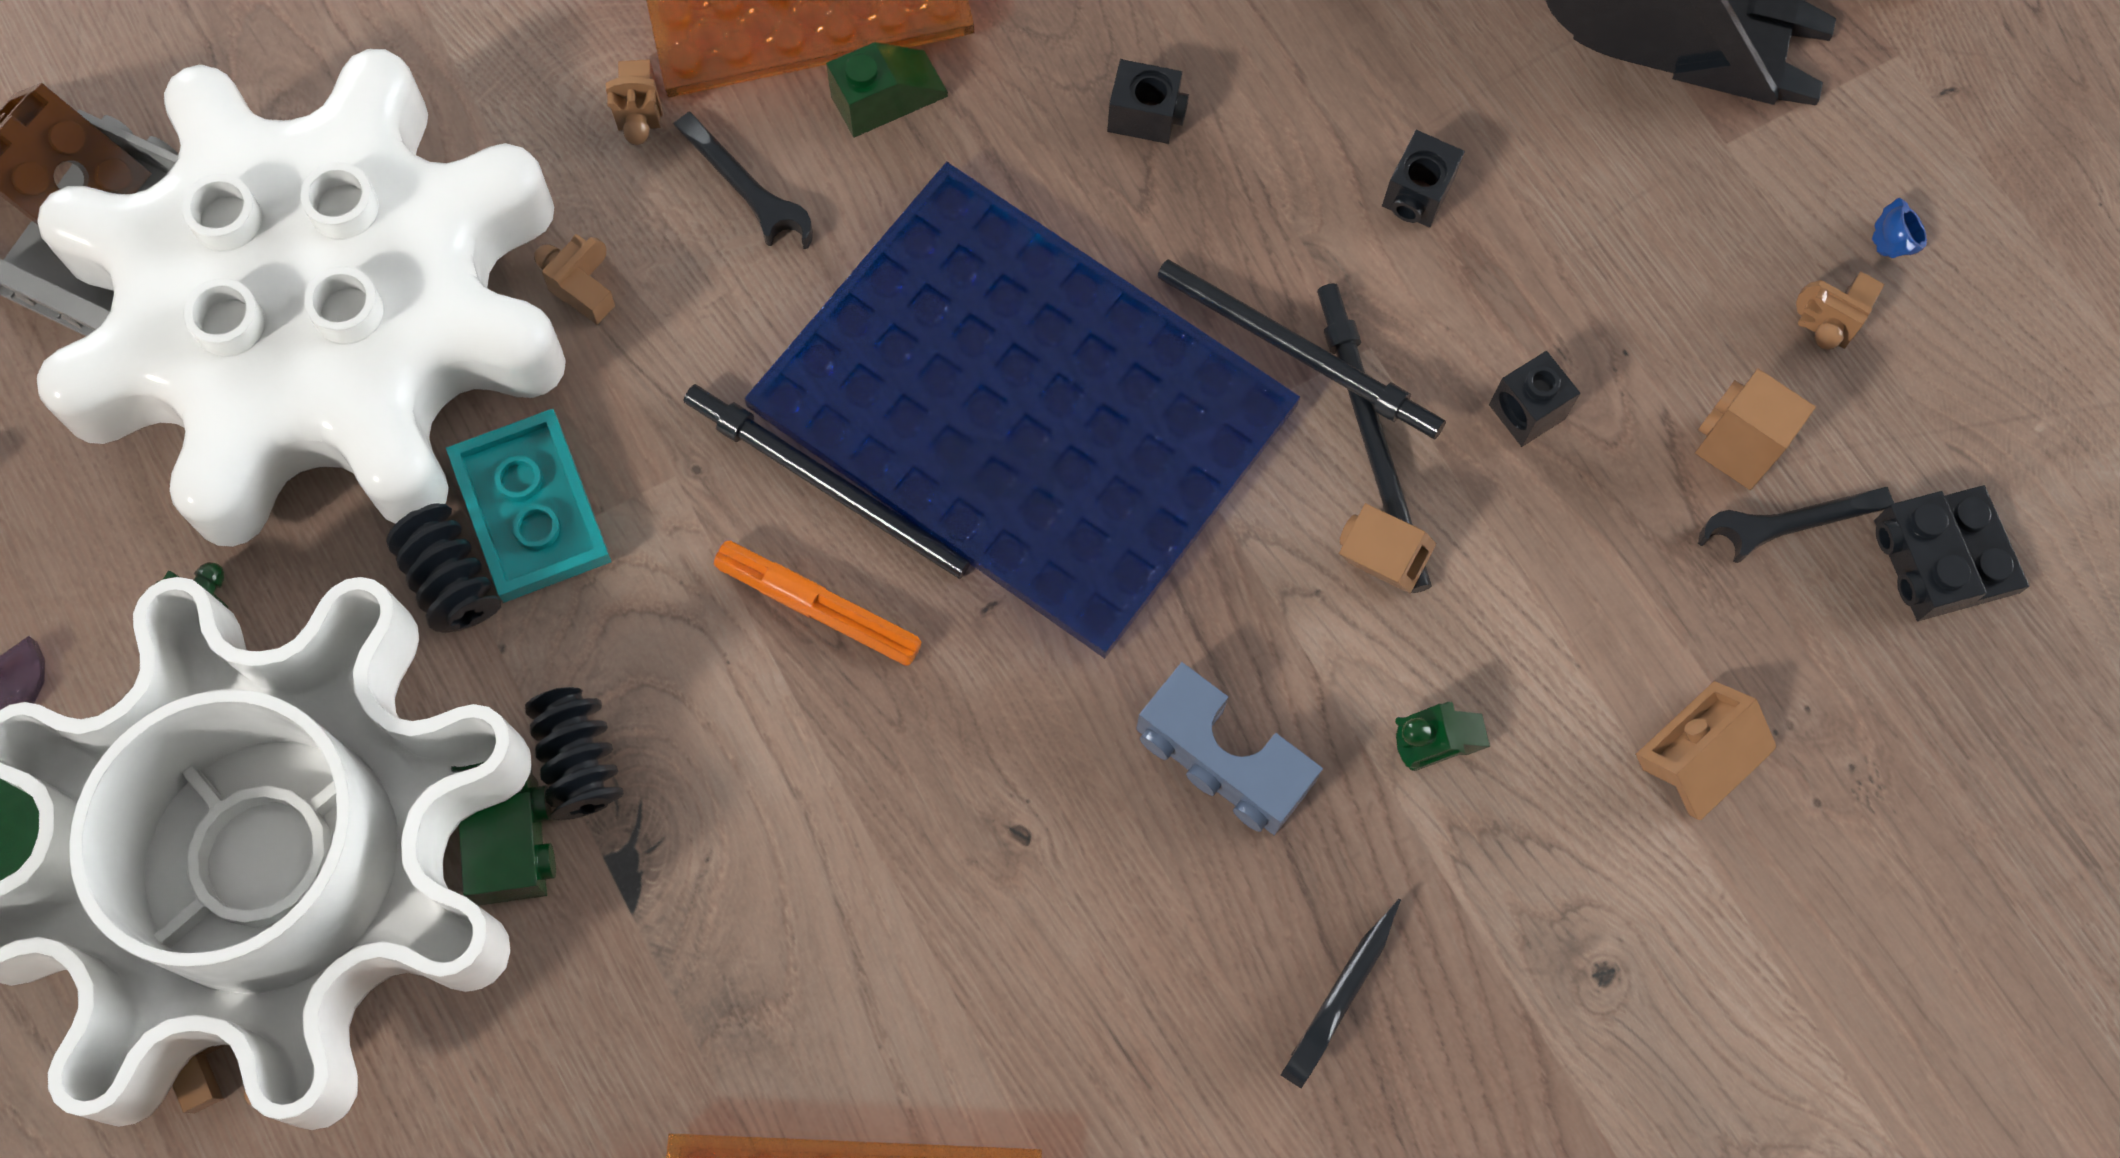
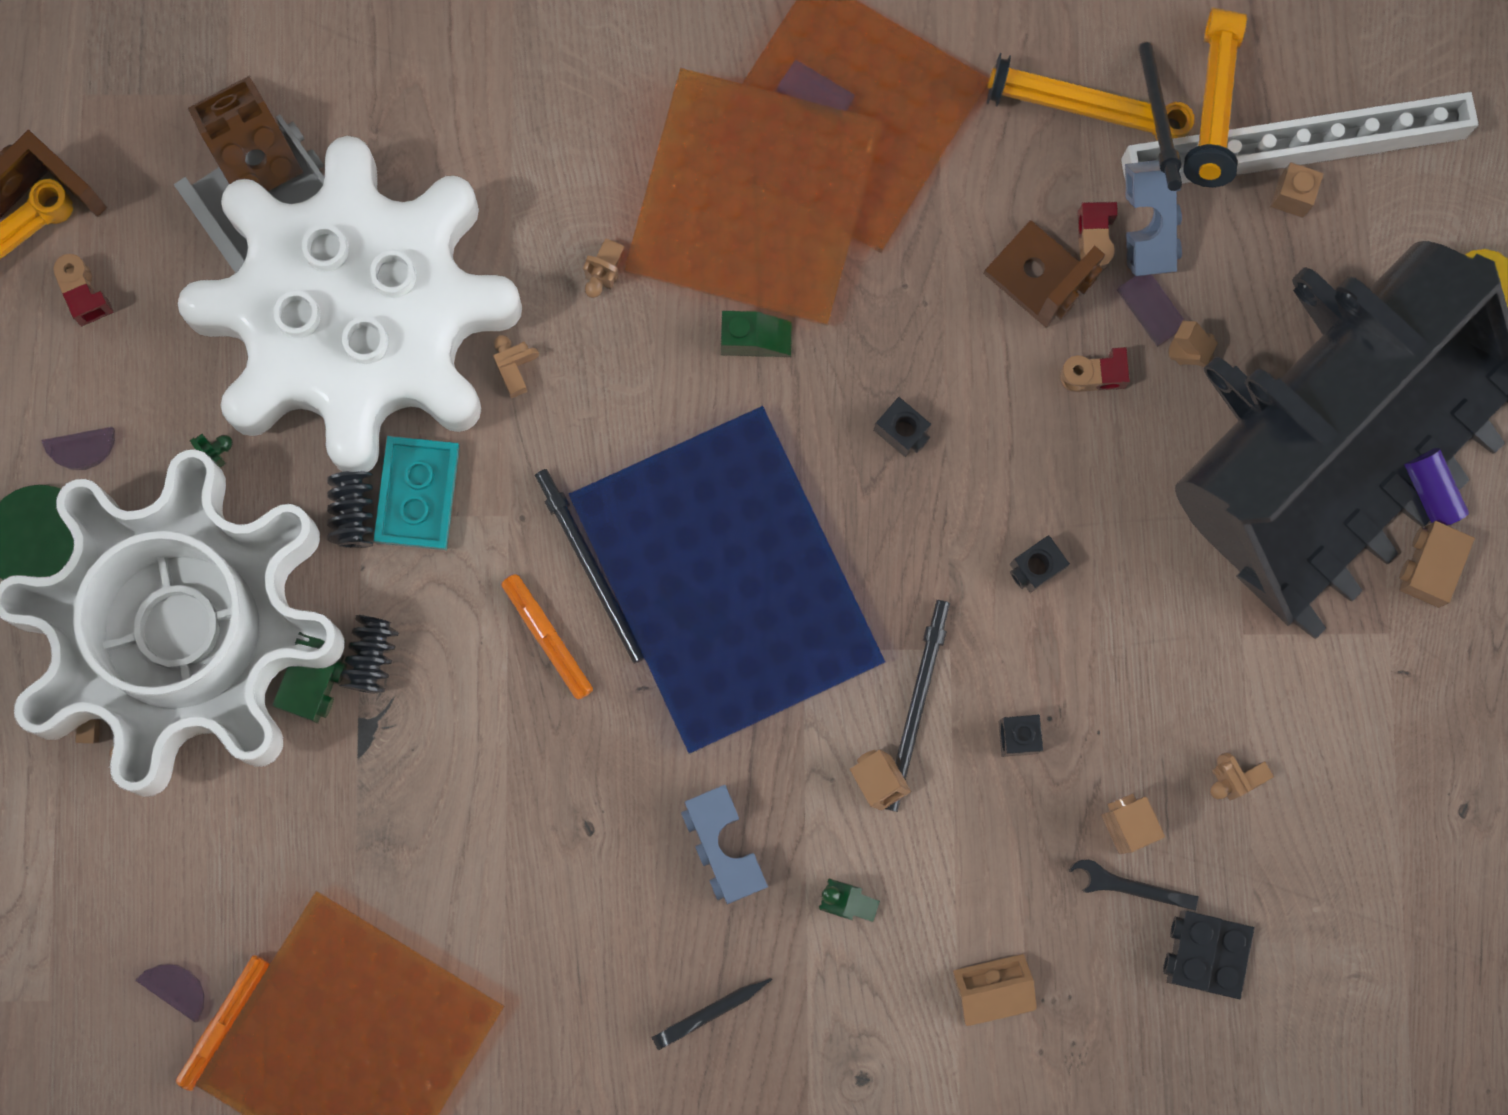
camera: 25 degrees right, 10 degrees up
(771, 211) = (645, 379): black piece -> none
(1389, 400) = (934, 693): black bar -> none
(1899, 231) = (1308, 748): blue piece -> none

